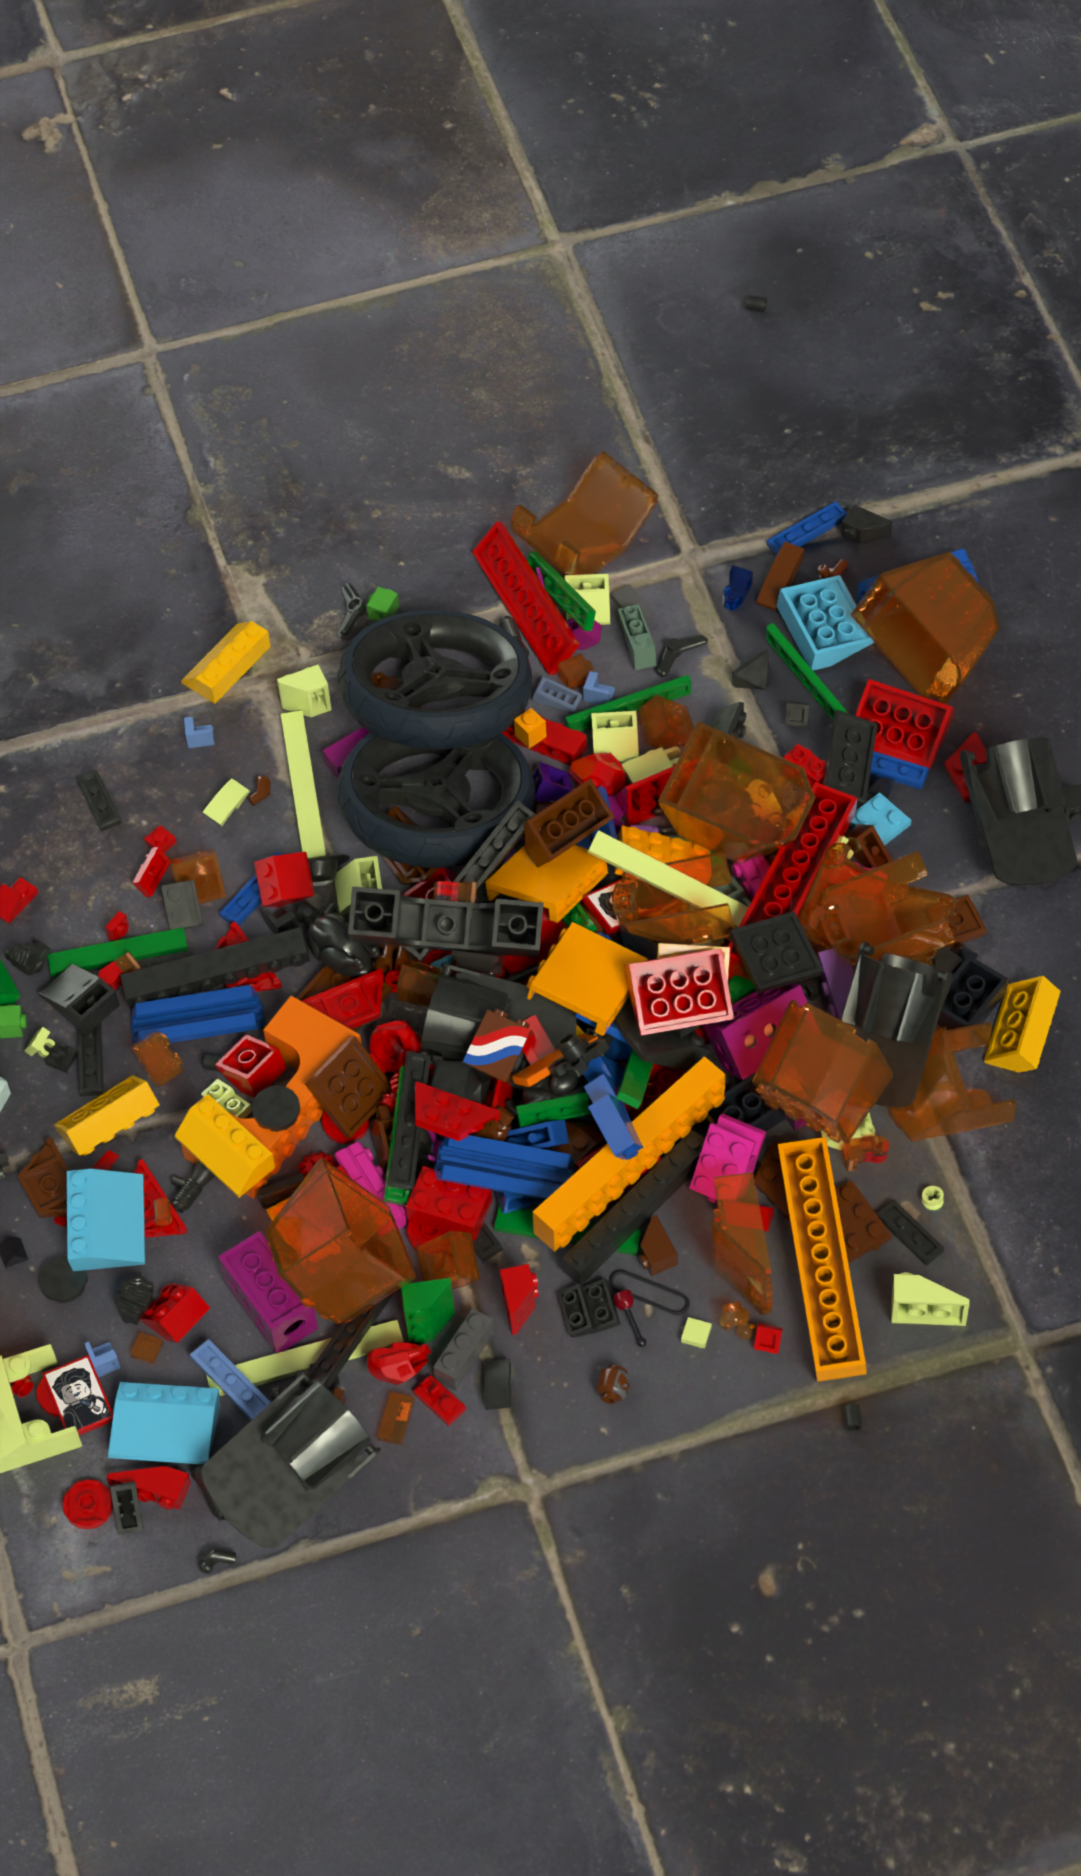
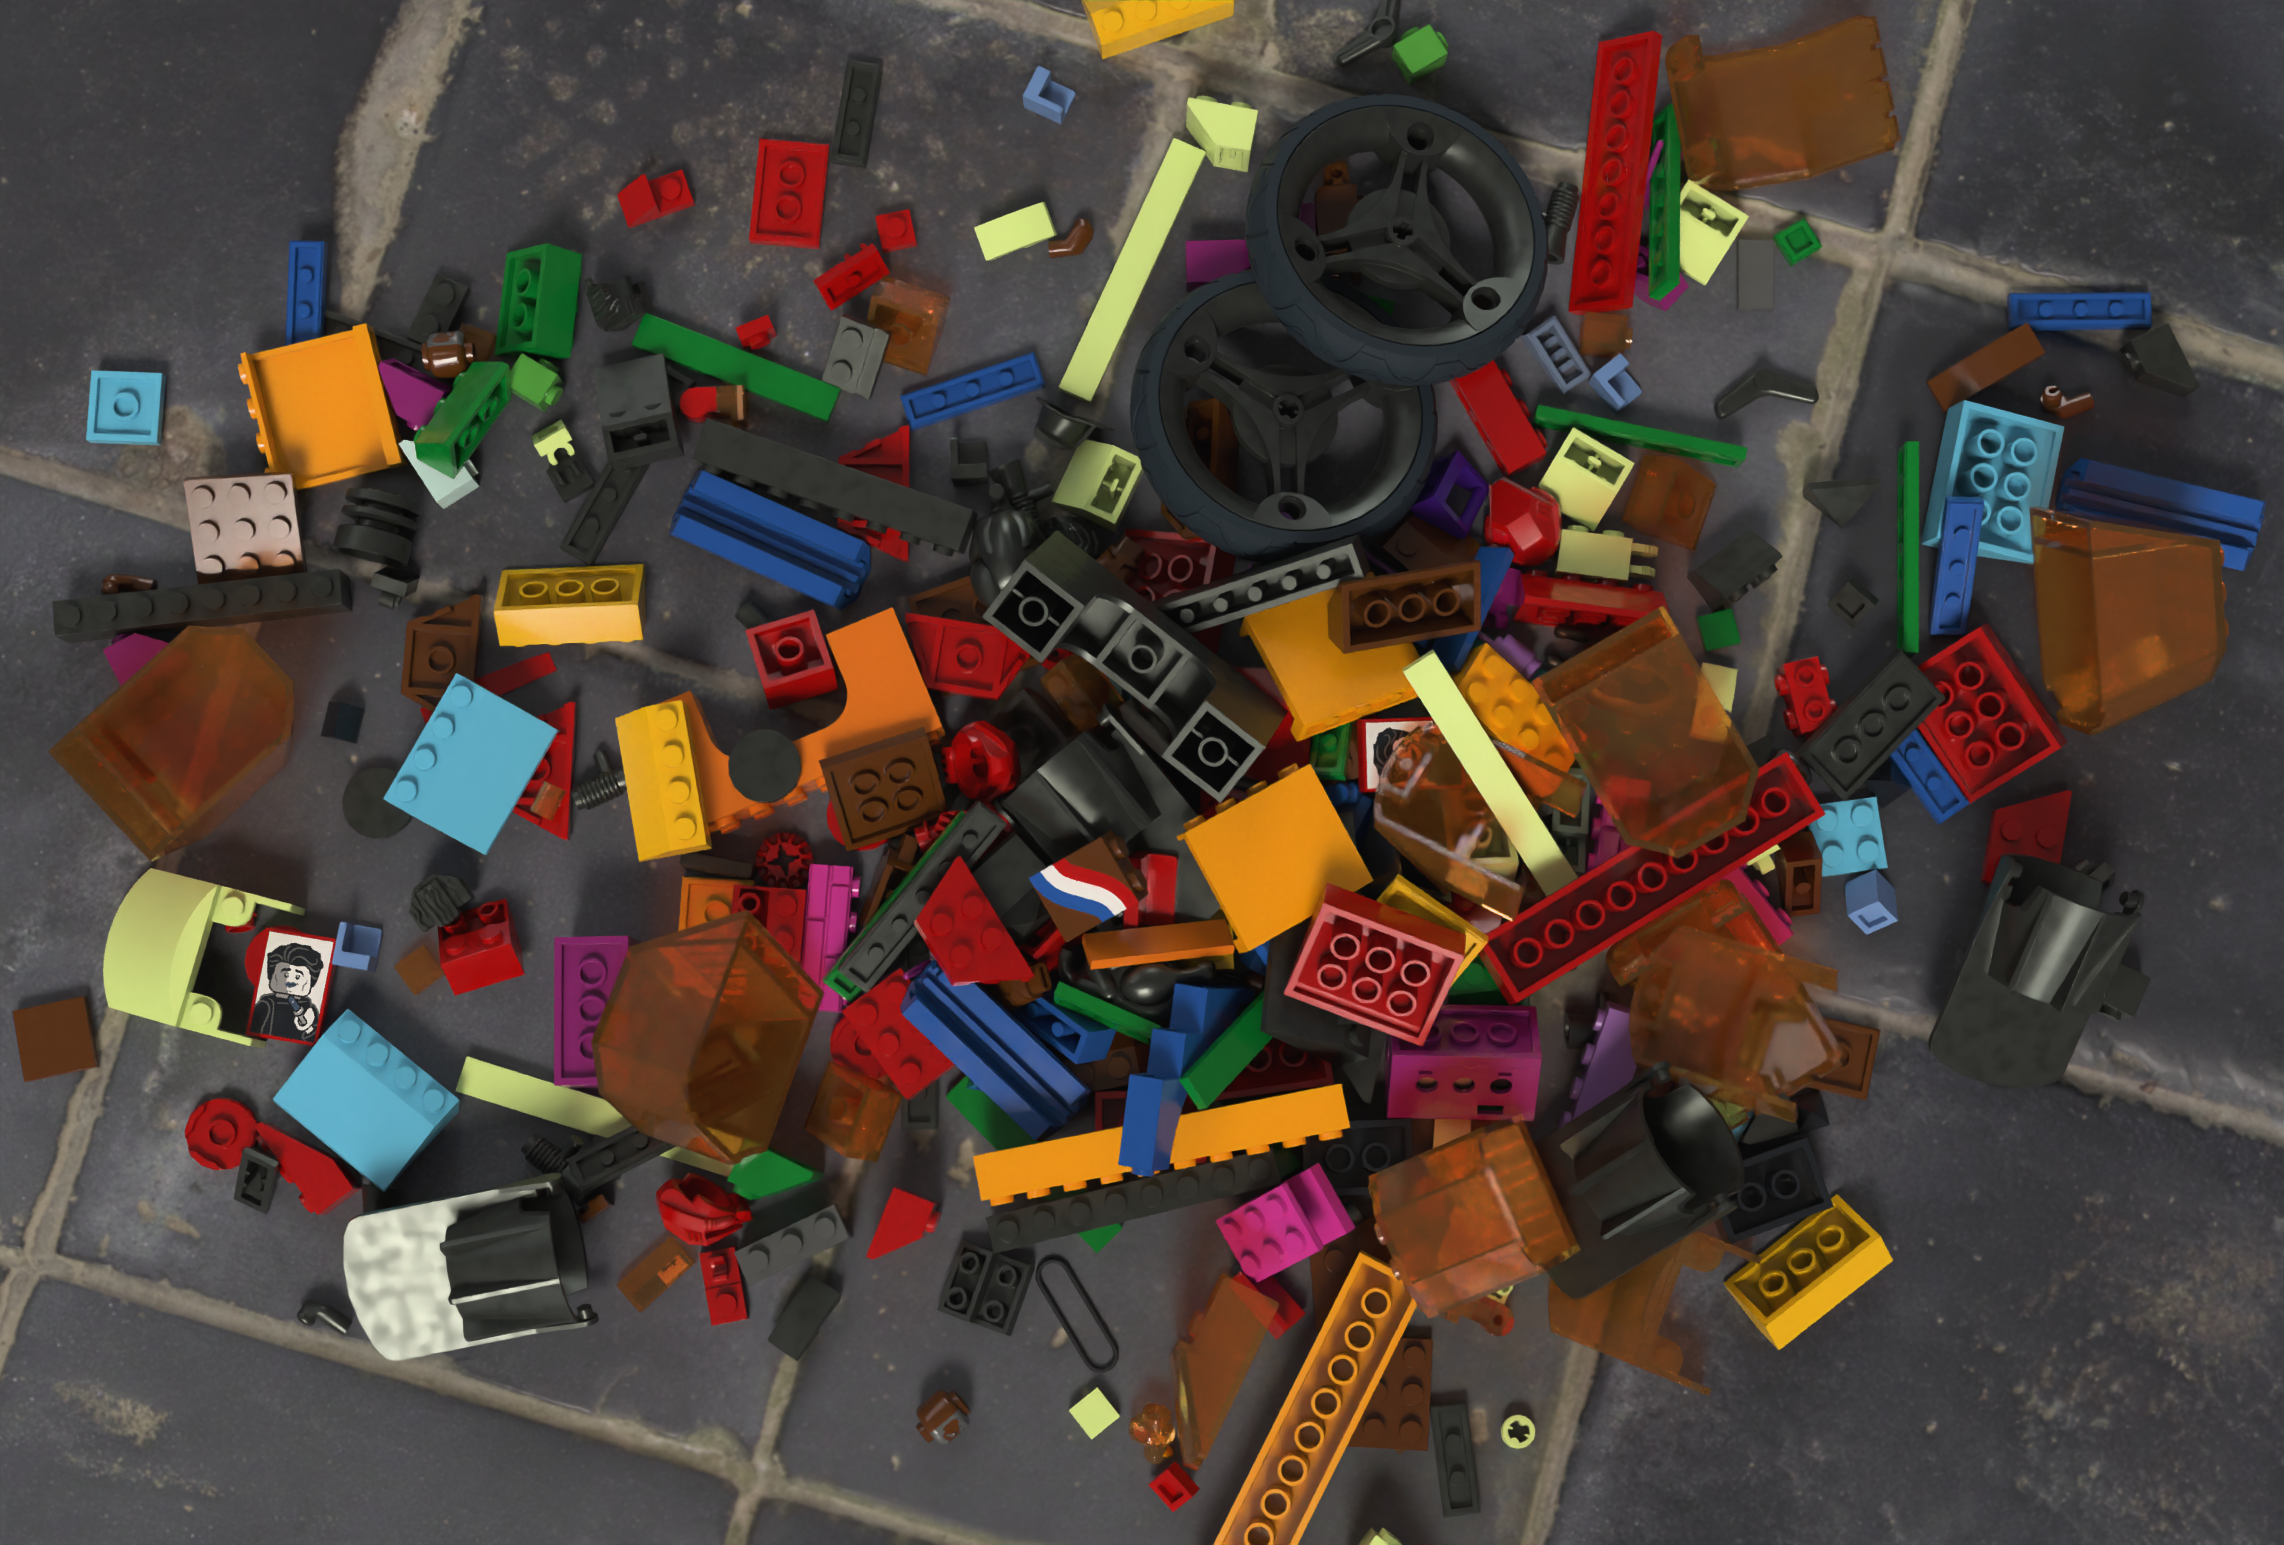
camera: 30 degrees right, 25 degrees up
(88, 856) = (789, 193): none -> red tile
(157, 1058) = (678, 572): clear orange brick -> none
(228, 1099) = (734, 685): yellowish green slope -> none
(229, 1379) = (485, 1096): medium blue plate -> none
(284, 879) = (1004, 413): red slope -> none
(455, 891) = (1188, 615): leg -> none
(530, 728) = (1474, 398): light orange brick -> none
(576, 1055) = (1176, 972): pearl dark grey plant -> none
(624, 1301) = (1034, 1312): hinge -> none
(637, 637) = (1724, 335): sand green slope -> none
(642, 579) = (1797, 242): none -> green tile
(657, 1249) = (1122, 1268): reddish brown slope -> none
(740, 584) = (1906, 352): clear blue leg -> none
(776, 952) = (1544, 989): pearl dark grey plate -> none
(835, 662) = (1956, 565): none -> blue tile
(915, 839) = (1871, 902): none -> medium blue panel

